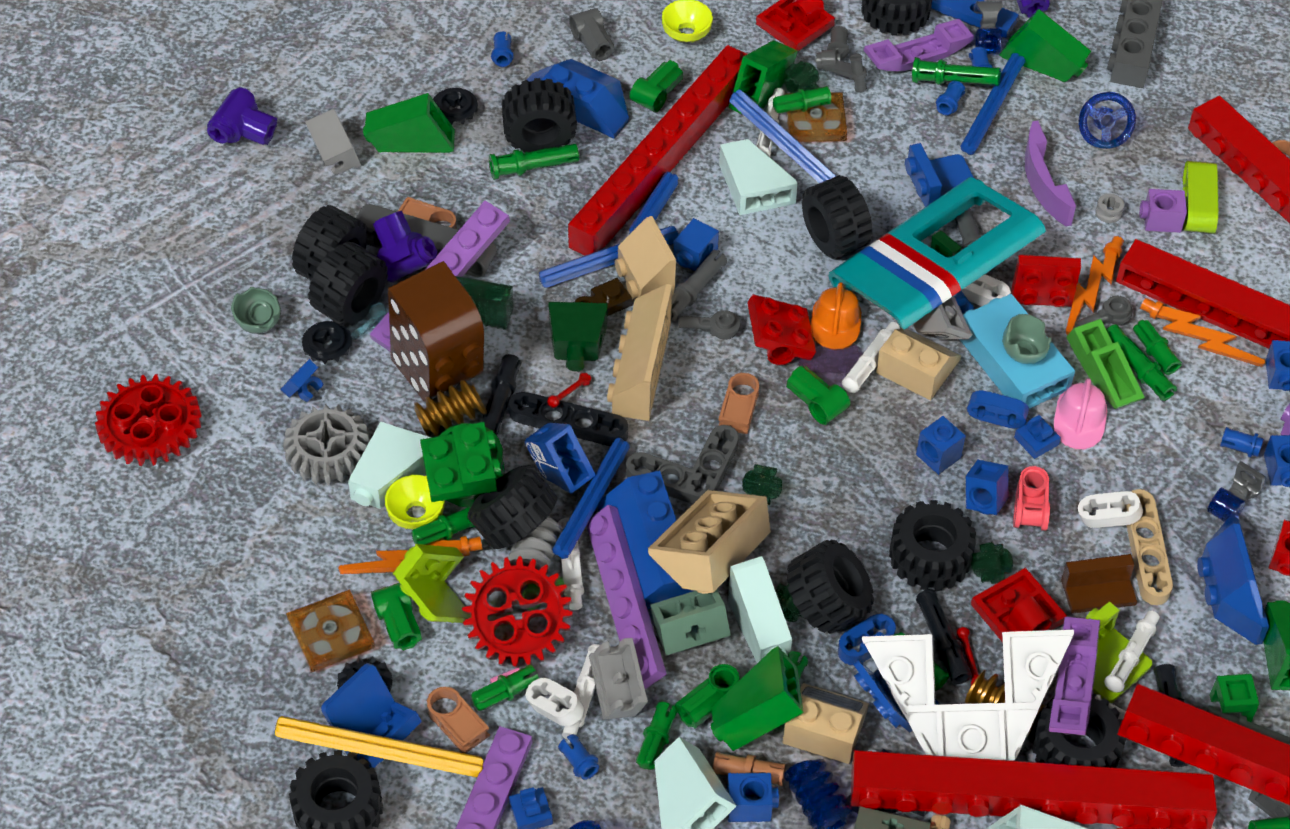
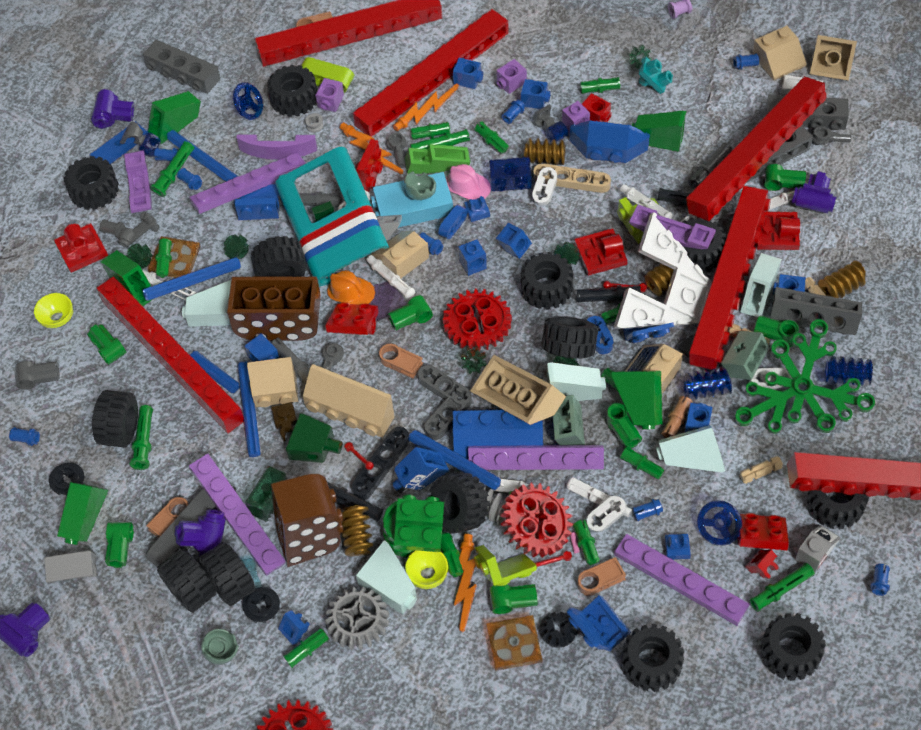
camera: 70 degrees left, 5 degrees up
(274, 400) = (306, 647): none -> green axle
(378, 746) = (624, 621): yellow axle -> none
(386, 176) = (118, 538): none -> green piece
(481, 671) = (566, 557): none -> red hinge
(596, 95) = (79, 397): blue wedge -> none
(618, 679) = (601, 472): light grey hinge -> none
(756, 226) = (274, 307): none -> reddish brown brick
(835, 476) = (496, 314): none -> red gear
(857, 170) = (236, 246): none -> clear green gear
(946, 396) = (434, 246): none -> blue pin
(963, 155) = (245, 183): none -> medium lavender plate
(1032, 504) = (527, 222): coral piece -> none
(1097, 581) = (593, 209): reddish brown panel -> none
(1114, 459) = (510, 174): none -> clear blue brick
(1147, 161) = (281, 90): none -> black tyre
(1177, 424) = (491, 137): none -> green axle
(1177, 496) = (545, 151): none -> pearl gold piece
(1236, 694) = (688, 163): green panel -> none
(1262, 523) = (575, 114): none -> medium lavender brick

